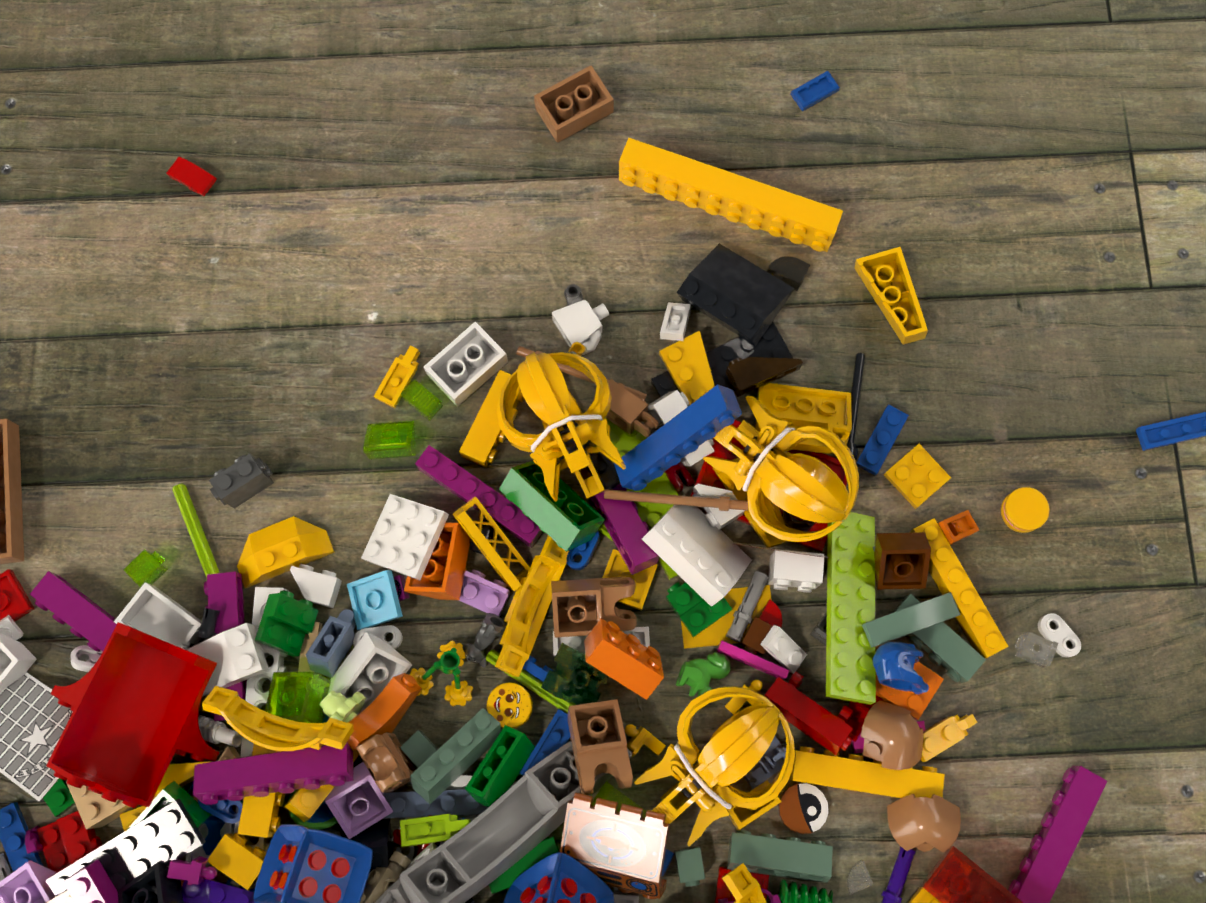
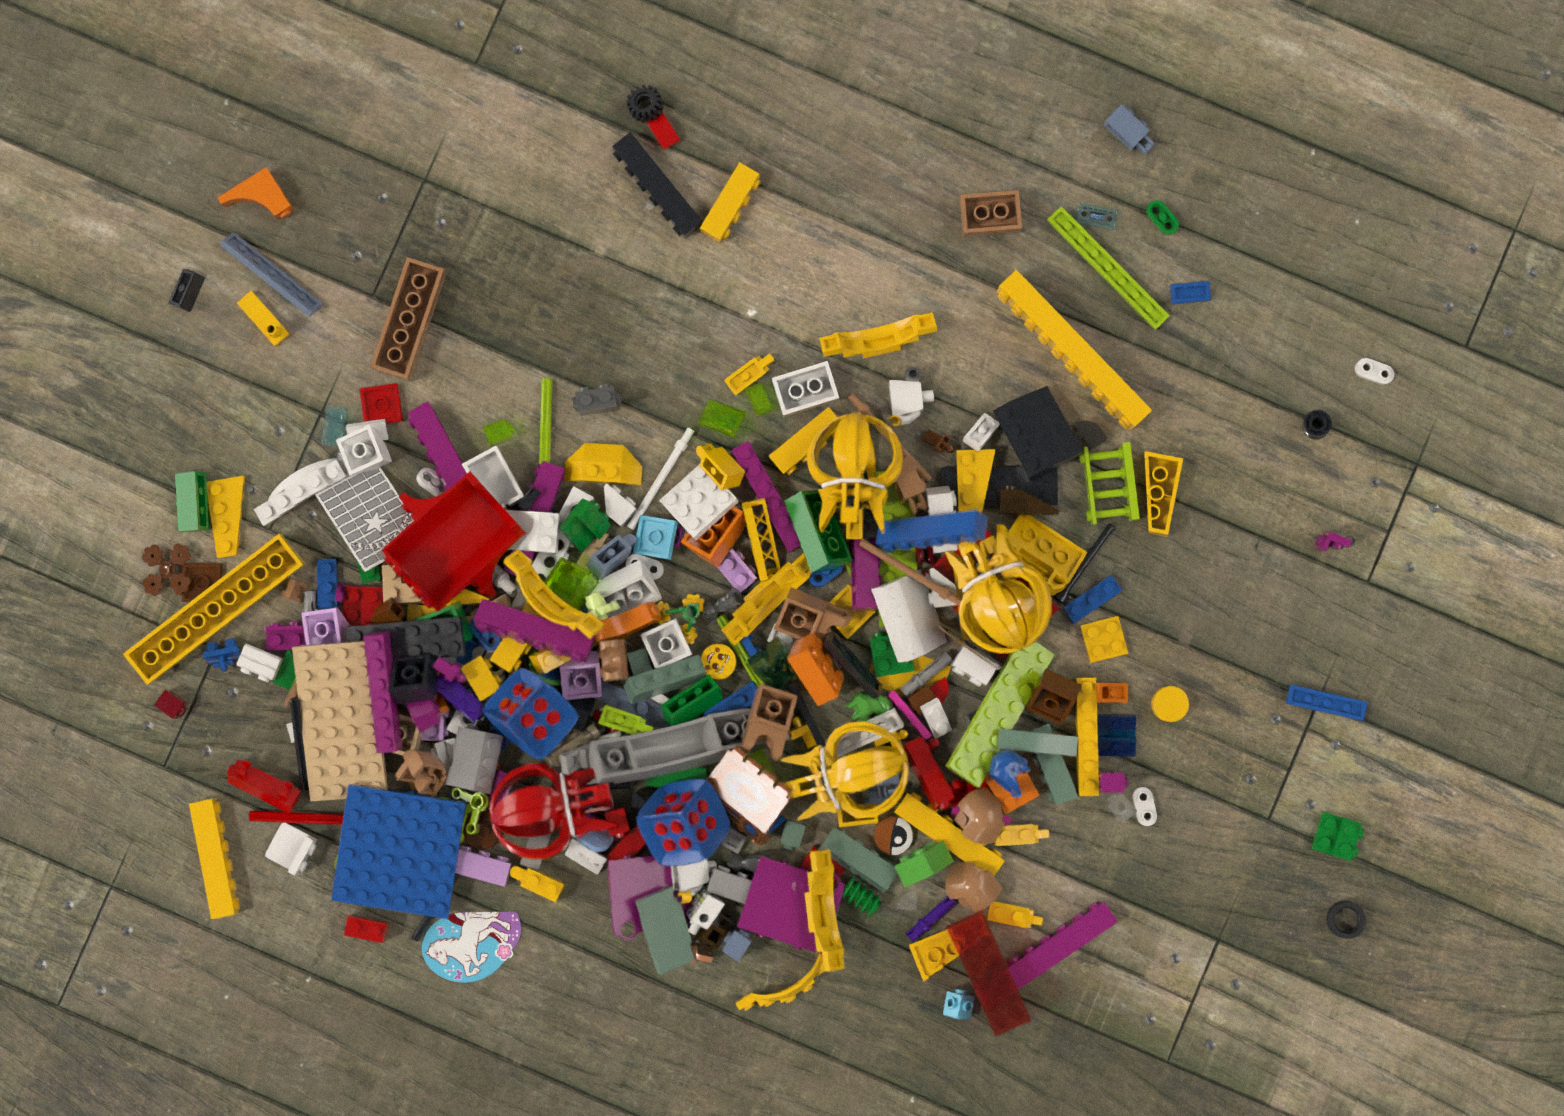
camera: 30 degrees right, 10 degrees up
(94, 835) = (388, 612): none -> reddish brown brick
(172, 159) = (640, 95): none -> black tyre
(212, 233) = (657, 185): none -> black brick
(297, 215) = (730, 202): none -> yellow brick
(358, 490) = (680, 446): none -> white bar
(411, 487) = (720, 466): none -> yellow brick
(439, 713) = (666, 644): none -> white slope
(522, 278) = (878, 339): none -> yellow piece
(635, 354) = (938, 442): none -> reddish brown piece
(638, 717) = (807, 715): none -> black tile
(656, 632) = (852, 664): none -> black plate
(682, 63) = (1096, 216): none -> clear light blue tile
(709, 715) = (856, 739): none -> white plate
(720, 104) = (1108, 268): none -> lime plate
(749, 33) = (1163, 217): none -> green plate
(846, 292) = (1127, 491): none -> lime fence
(857, 824) = (923, 862): none -> bright green brick
(986, 833) = (1012, 915): none -> yellow hinge
(989, 571) = (1116, 735): none -> clear blue slope
(1014, 148) = (1323, 418): none -> black wheel
(1016, 623) = (1112, 782): none -> magenta brick
(1039, 83) = (1374, 372): none -> white plate
(1097, 259) = (1331, 540): none -> magenta bracket

